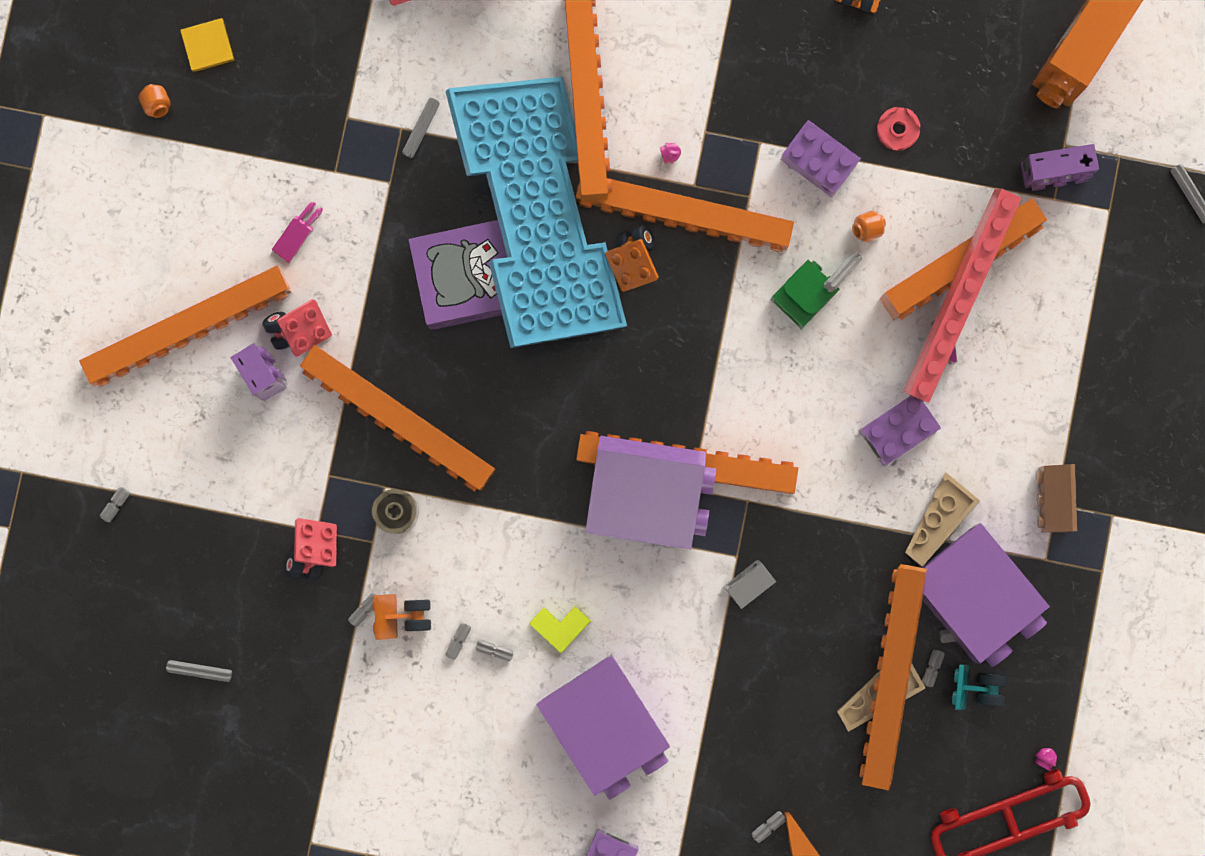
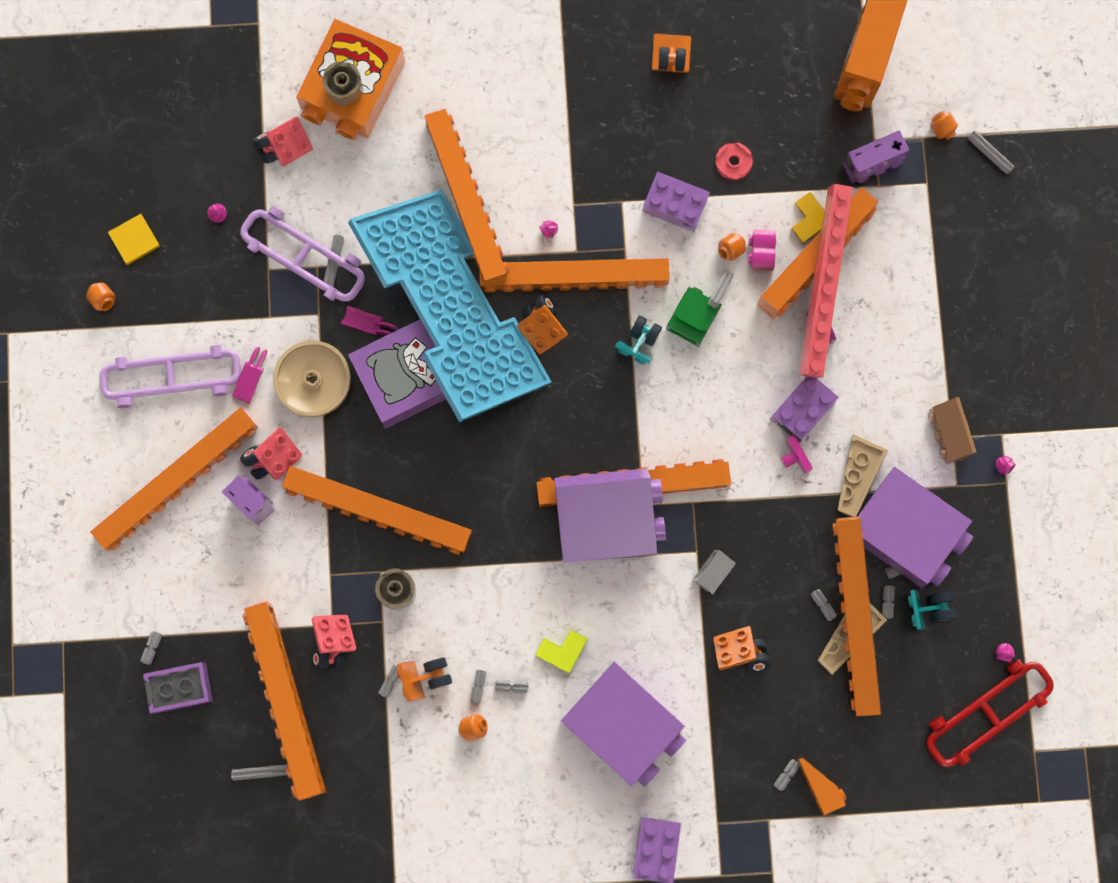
camera: 20 degrees left, 5 degrees down
(132, 556) = (178, 688): none -> dark grey piece
(243, 602) = (284, 701): none -> orange brick
(259, 235) = (219, 387): none -> lavender bar
(306, 39) = (217, 213): none -> dark pink plate
(358, 234) = (304, 363): none -> tan dish
(438, 134) = (274, 216): none -> lavender bar
(439, 205) = (366, 322): none -> dark pink arm
(440, 685) = (473, 727): none -> orange head
(751, 300) = (640, 328): none -> plate
(755, 677) = (740, 648): none -> orange plate
(862, 656) = (826, 608): none -> light grey piece
(876, 480) = (796, 456): none -> dark pink tile
(902, 239) = (763, 249): none -> dark pink brick
(971, 214) = (813, 218): none -> yellow tile
(1105, 551) = (1005, 465): none -> dark pink plate
(1147, 149) = (943, 125): none -> orange head

